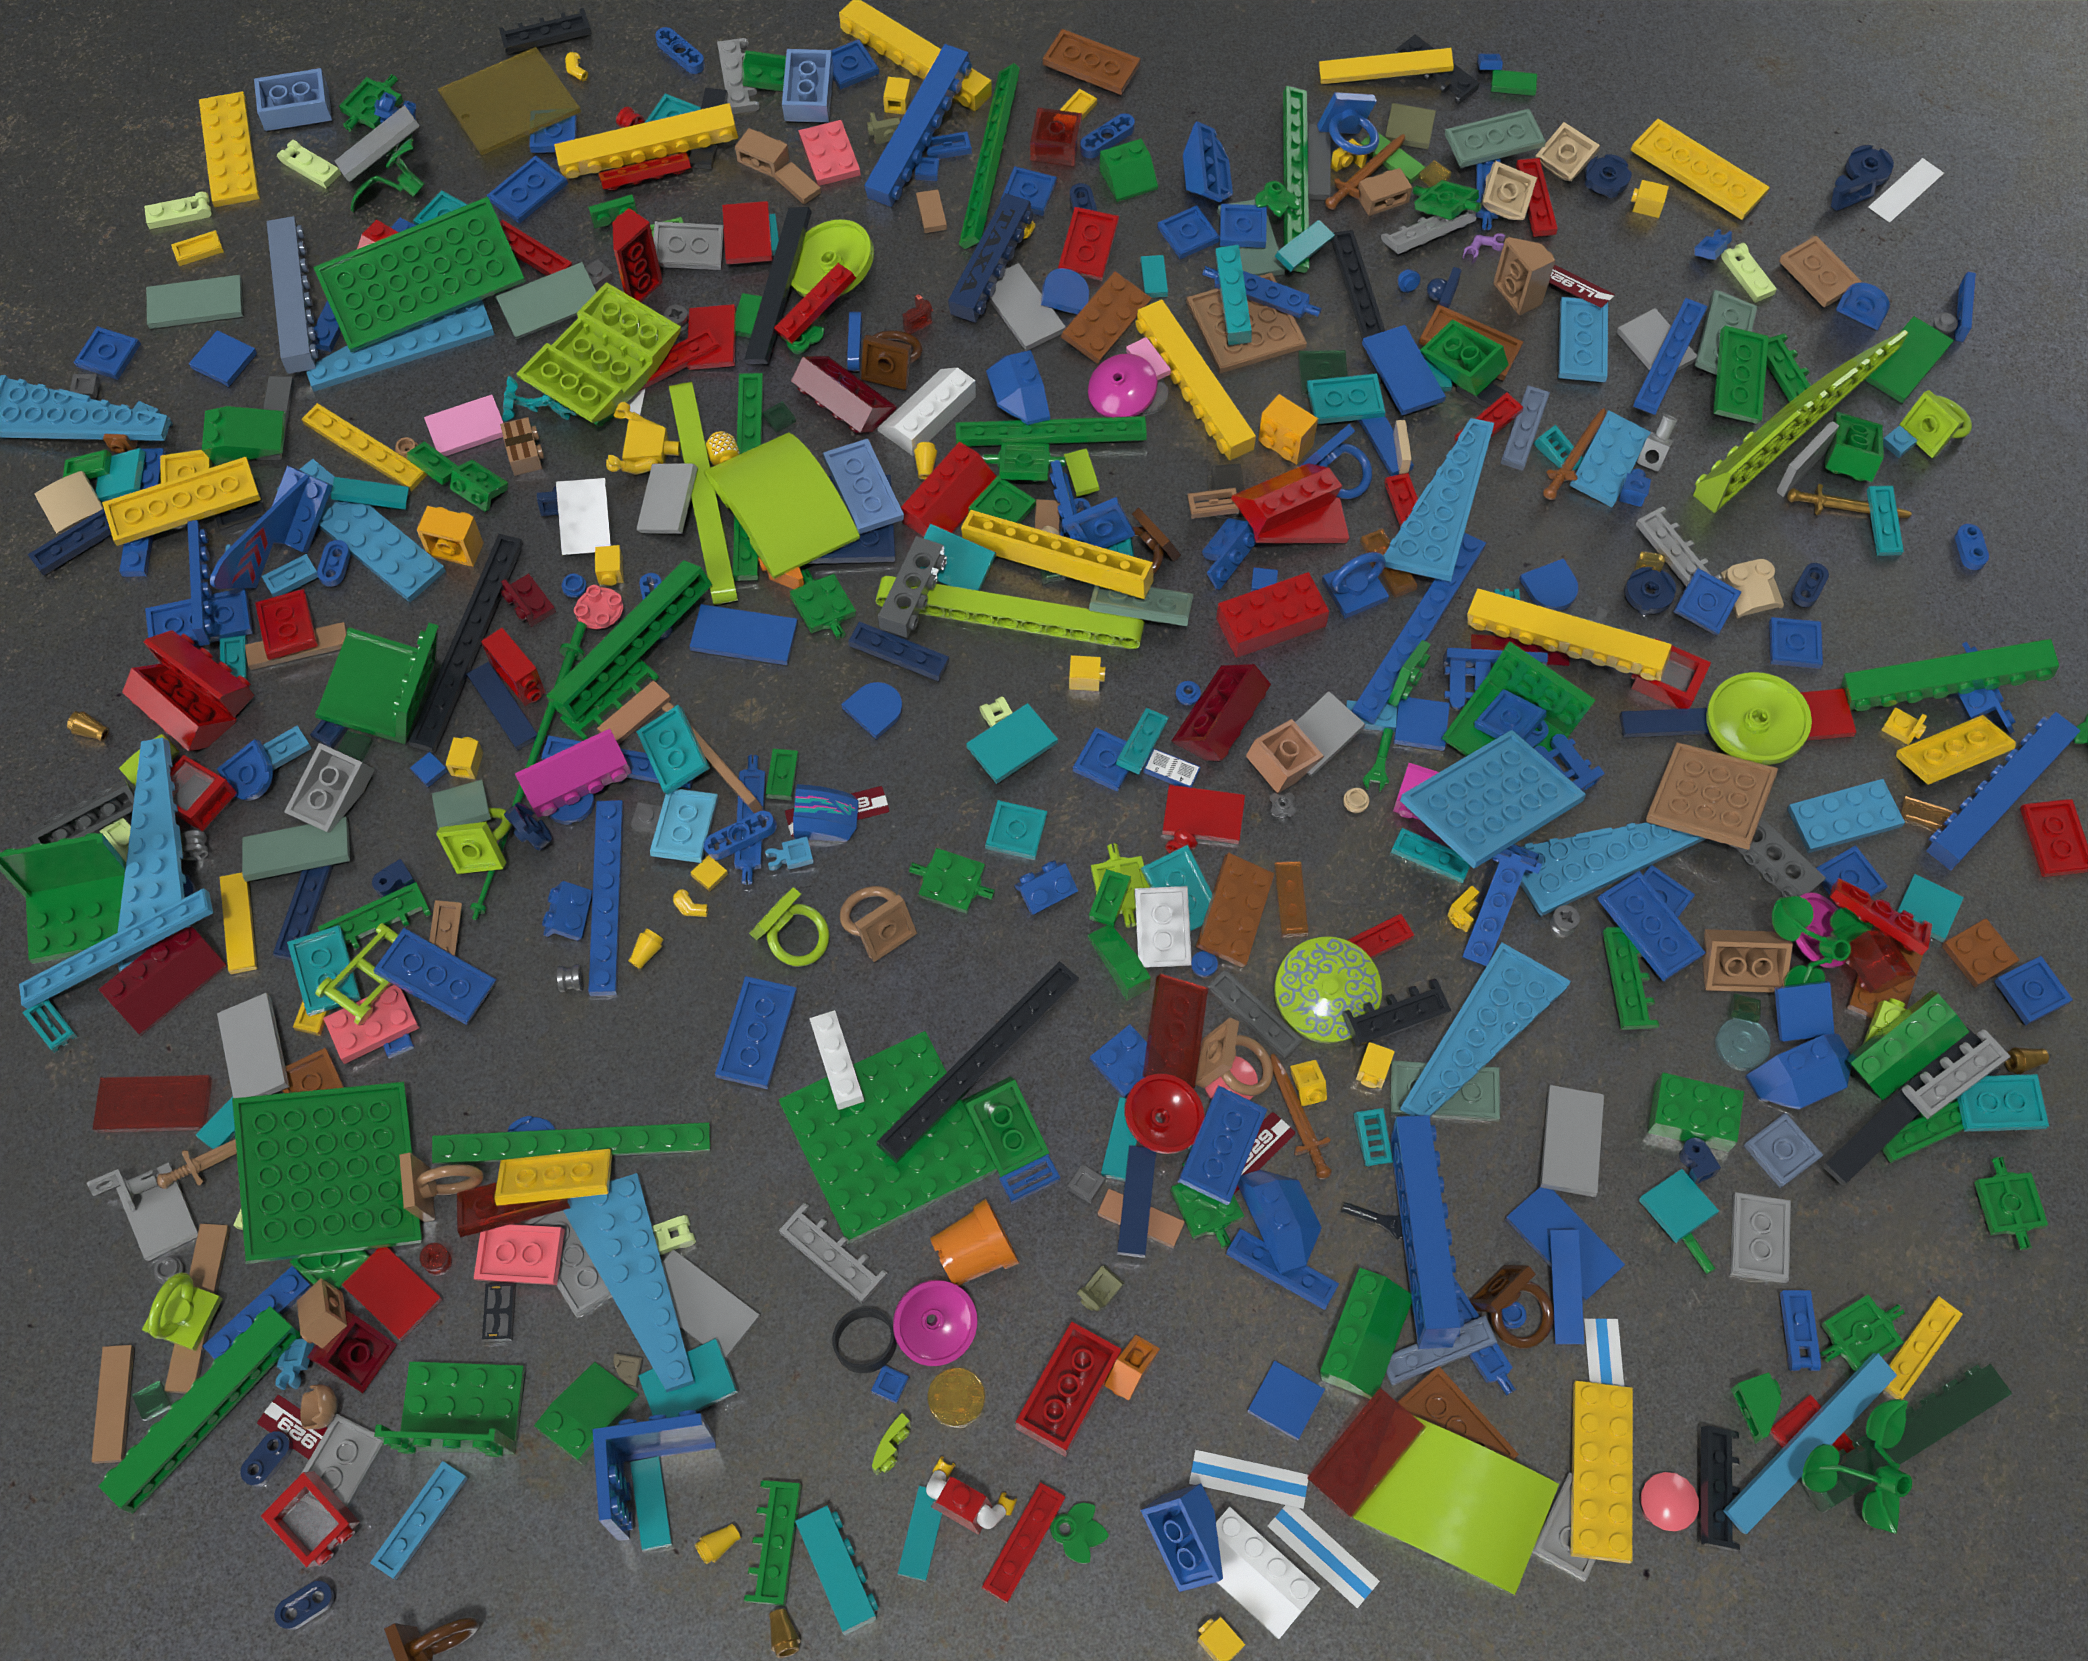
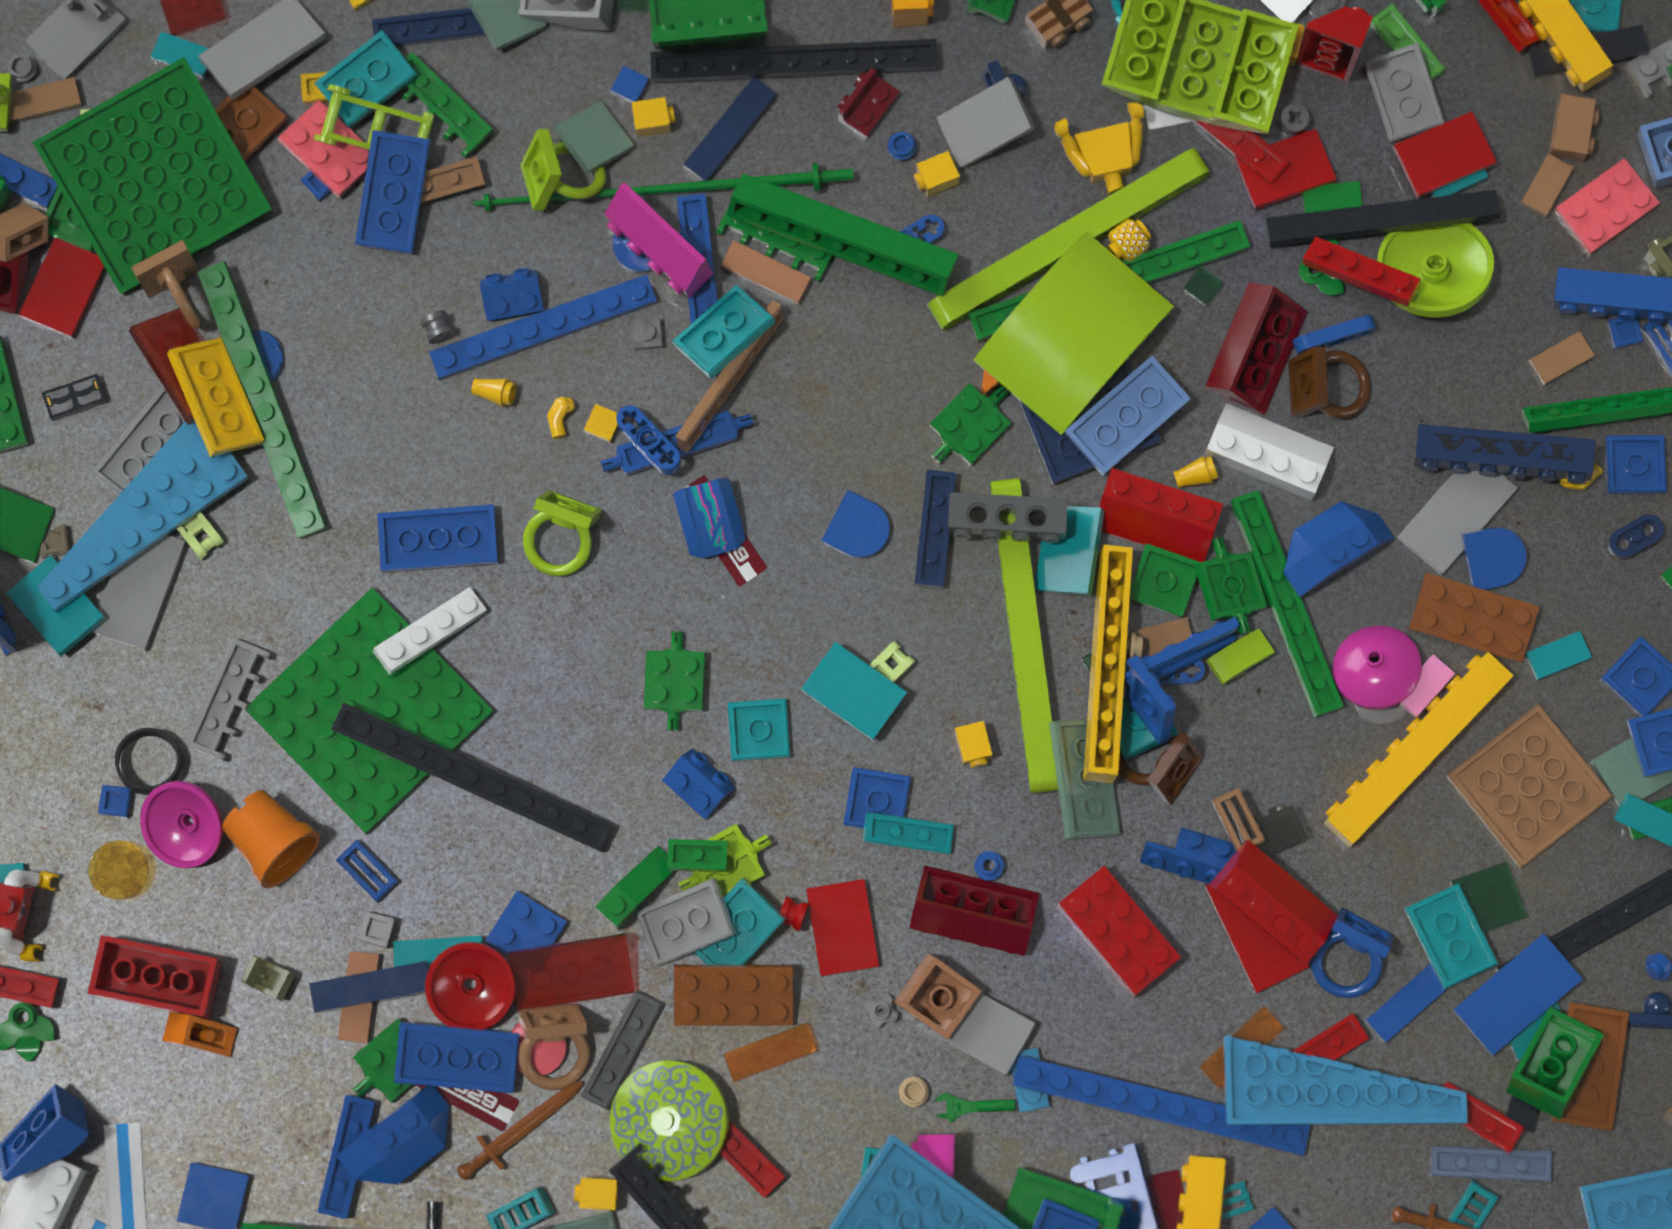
camera: 75 degrees right, 15 degrees up
(197, 1164) = (128, 46): medium nougat sword -> none
(392, 878) = (491, 104): dark blue leg -> none
(439, 1264) = (110, 320): clear red wheel -> none
(513, 667) = (769, 125): red window -> none
(520, 1254) = (131, 396): coral plate -> none
(527, 827) = (590, 206): dark blue plate -> none
(599, 607) = (882, 183): coral dish -> none
(667, 498) = (1041, 204): light grey tile -> none
(684, 825) = (647, 377): medium azure tile -> none
(743, 634) = (902, 352): blue tile -> none
(782, 774) = (741, 457): green plate -> none
(794, 853) = (652, 503): dark azure plate -> none
(882, 928) = (590, 629): medium nougat tile -> none
(886, 1453) = (46, 820): lime slope -> none
(917, 317) = (1392, 395): clear red bracket -> none
(1006, 1126) = (413, 826): green slope -> none
(1089, 243) = (1575, 562): red tile -> none
(1171, 769) = (886, 876): tile -> none
(1204, 964) = (661, 980): blue plate -> none
(1233, 295) = (1542, 759): teal brick -> none
(1263, 578) = (1166, 910): blue tile -> none
(1272, 294) = (1574, 792): blue plate -> none
(1287, 429) = (1374, 879): light orange brick -> none
(1309, 1082) = (559, 1129): yellow bracket -> none
(1357, 585) = (1192, 1018): blue tile -> none
(1402, 446) = (1398, 1021): tan tile -> none
(1410, 674) = (1086, 1111): green plate -> none
(1421, 723) = (1037, 1139): blue tile -> none

